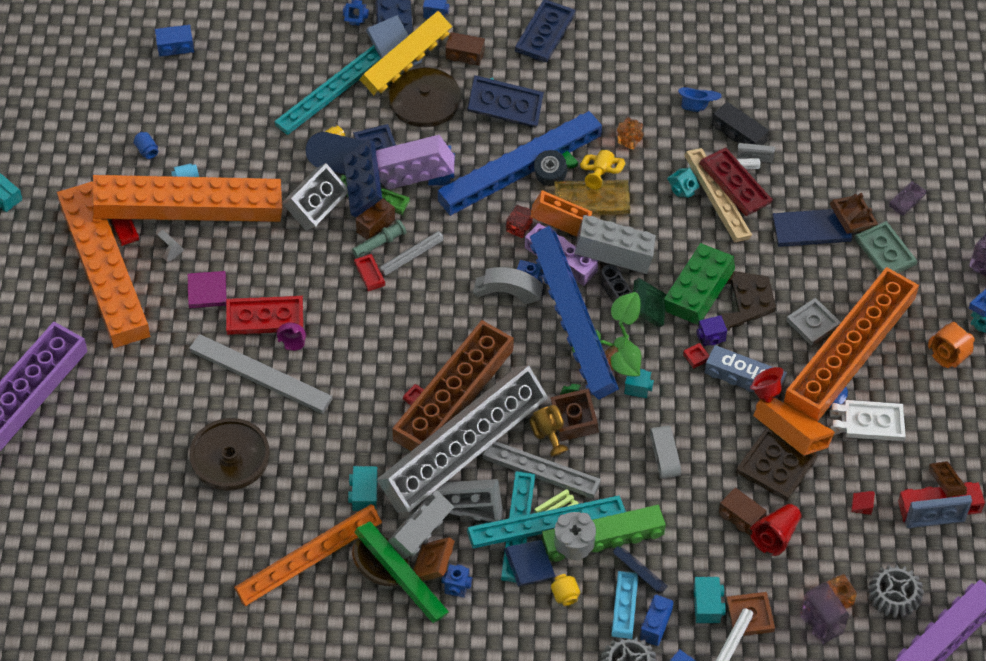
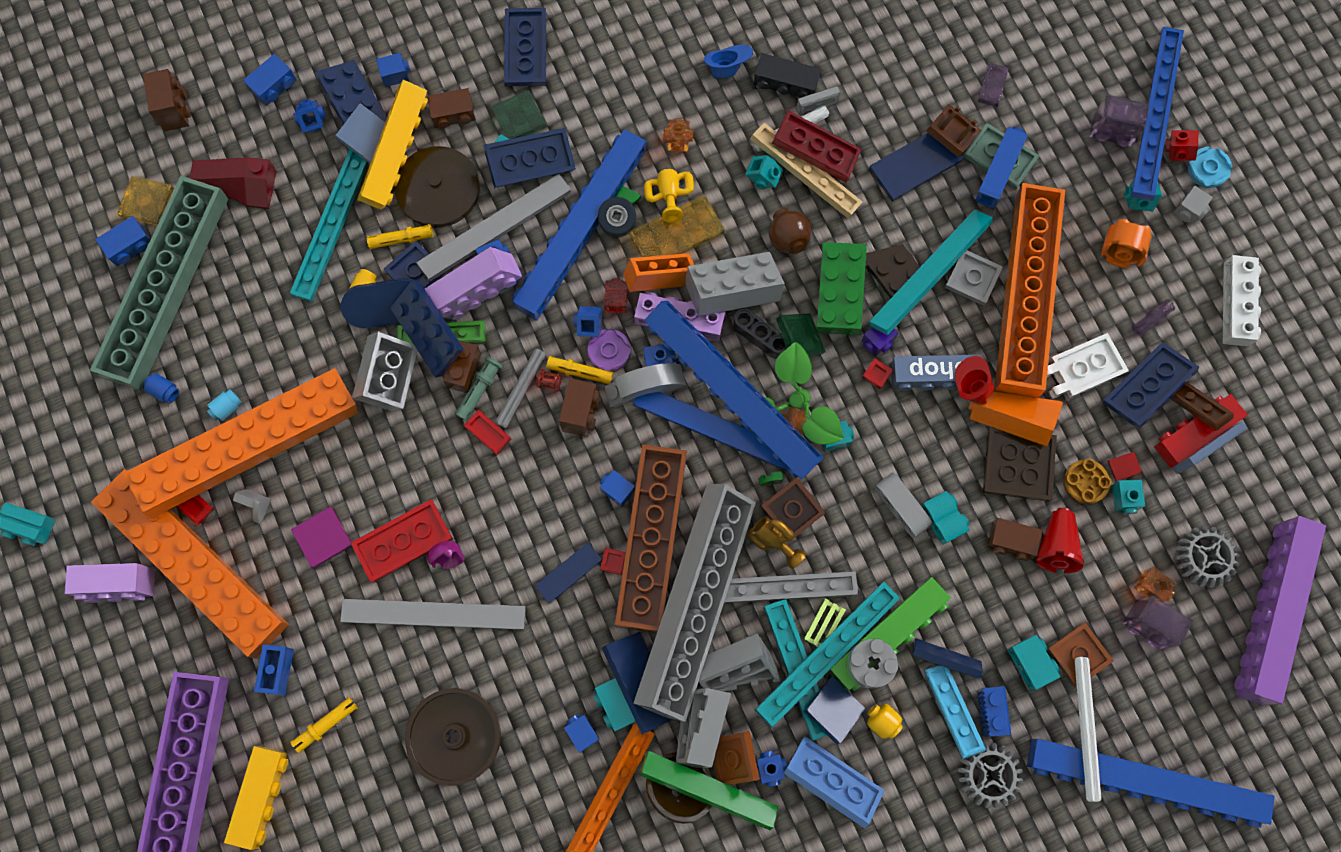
camera: 25 degrees left, 20 degrees up
(41, 249) = (110, 582): none -> lavender brick
(63, 433) = (256, 798): none -> yellow brick
(124, 355) = (273, 670): none -> blue brick
(139, 409) = (315, 731): none -> yellow pin
(184, 76) = (159, 283): none -> sand green brick
(204, 22) = (145, 200): none -> clear yellow tile
(280, 34) = (241, 179): none -> dark red wedge
(326, 496) = (581, 732): none -> blue brick
(377, 389) = (568, 573): none -> dark blue tile
(378, 118) = (396, 237): none -> yellow pin
(384, 457) = (628, 662): none -> dark blue tile
(436, 255) = (549, 380): none -> clear red bush
(445, 346) = (616, 488): none -> blue brick
(446, 246) = (569, 367): none -> yellow pin
(448, 279) = (579, 408): none -> reddish brown brick
(463, 137) = (493, 227): none -> light grey tile
(488, 227) = (588, 321): none -> blue brick
(493, 254) = (609, 350): none -> medium lavender tile
(501, 609) = (834, 782): none -> medium blue plate
(514, 72) = (518, 115): none -> clear green tile
(540, 335) = (707, 425): none -> blue tile
(681, 231) = (789, 231): none -> reddish brown brick
(694, 474) = (945, 517): none -> teal brick
(778, 300) = (930, 272): none -> teal tile
(826, 500) = (1086, 481): none -> pearl gold tile
(853, 521) = (1128, 496): none -> teal brick
(874, 252) = (1001, 167): none -> blue slope
(916, 452) = (1151, 385): none -> dark blue plate
(948, 409) = (1153, 317): none -> clear purple pin

